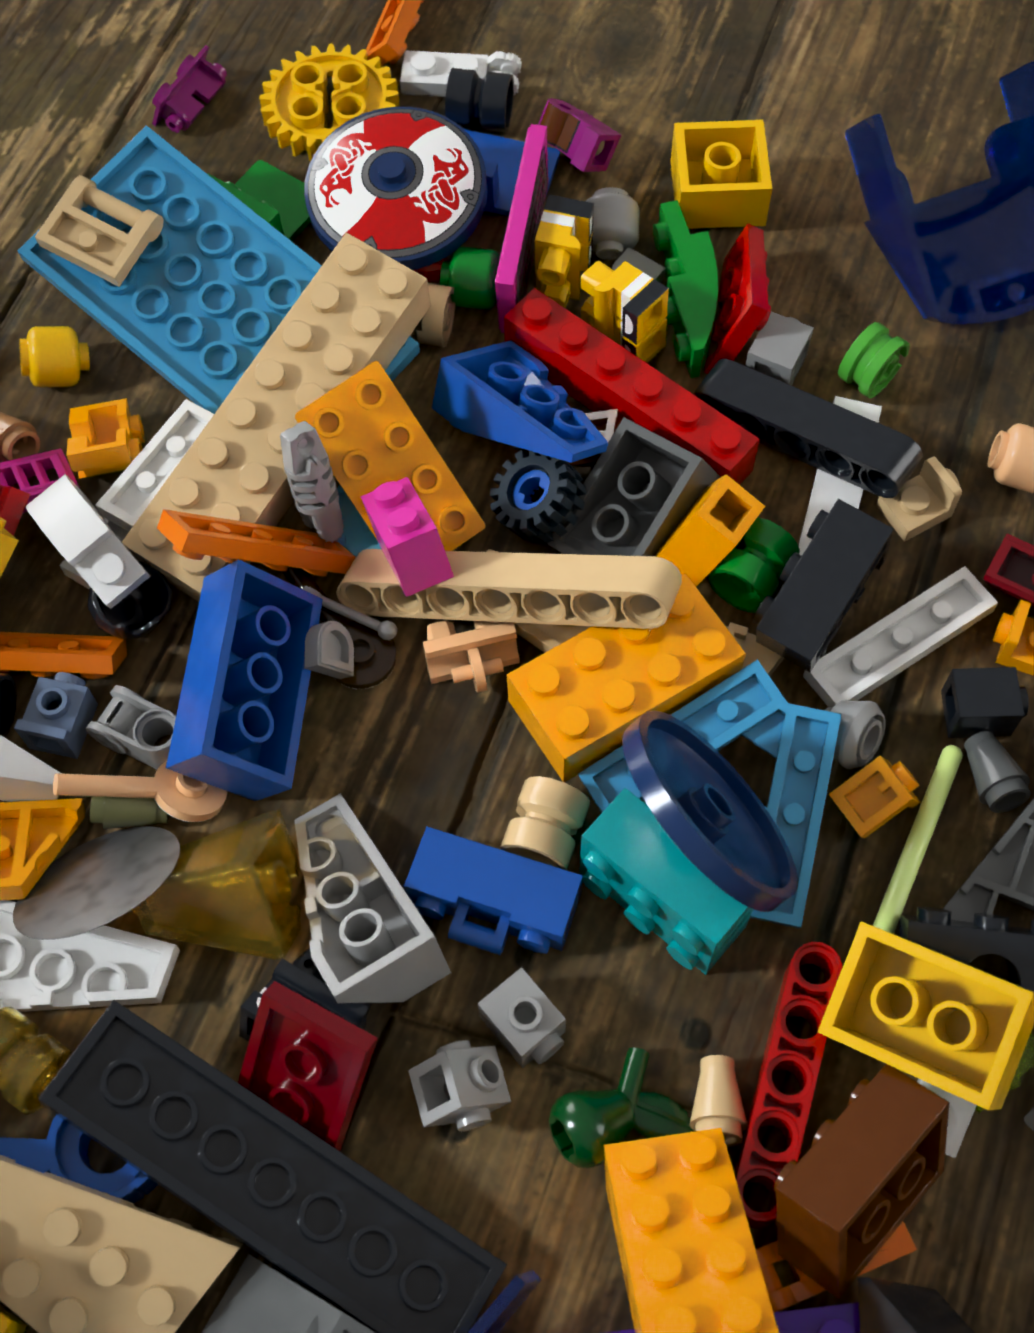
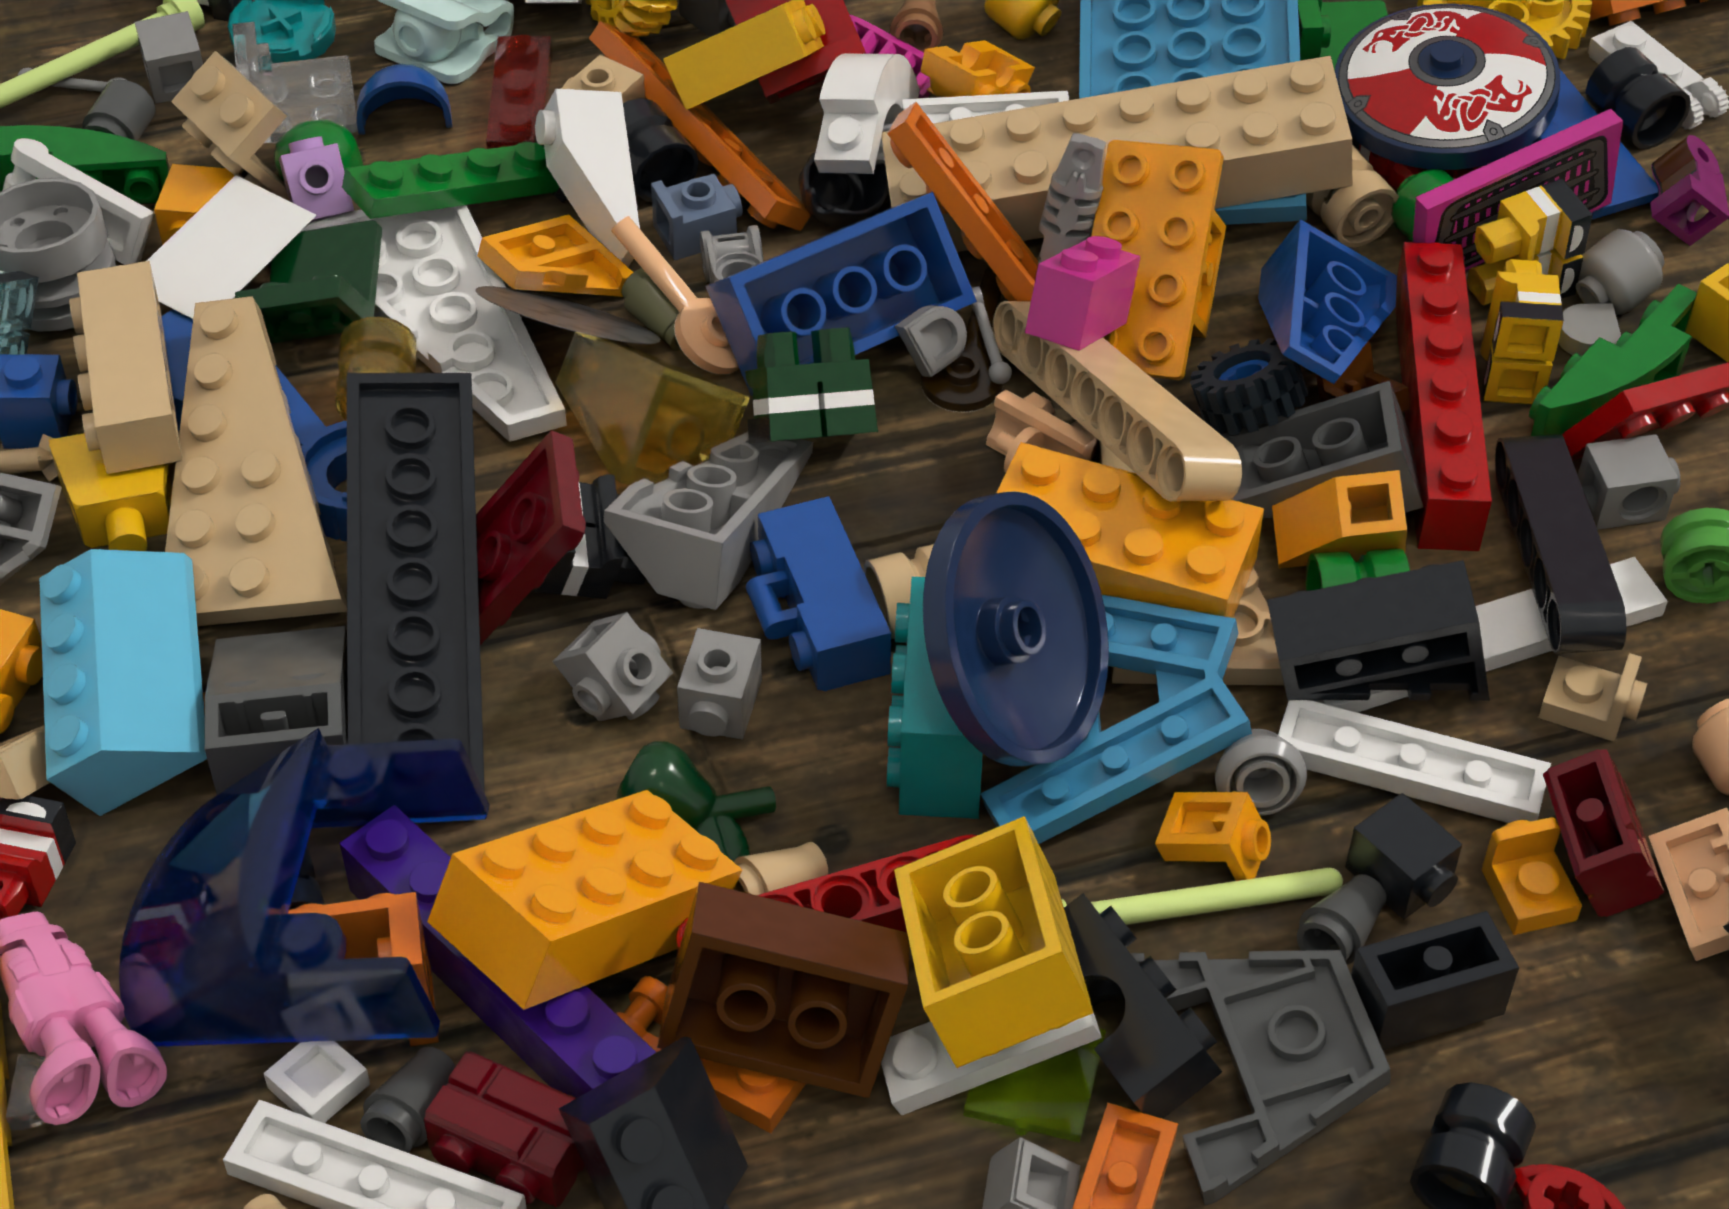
camera: 50 degrees right, 15 degrees down
(322, 771) = (814, 398): none -> dark green hips

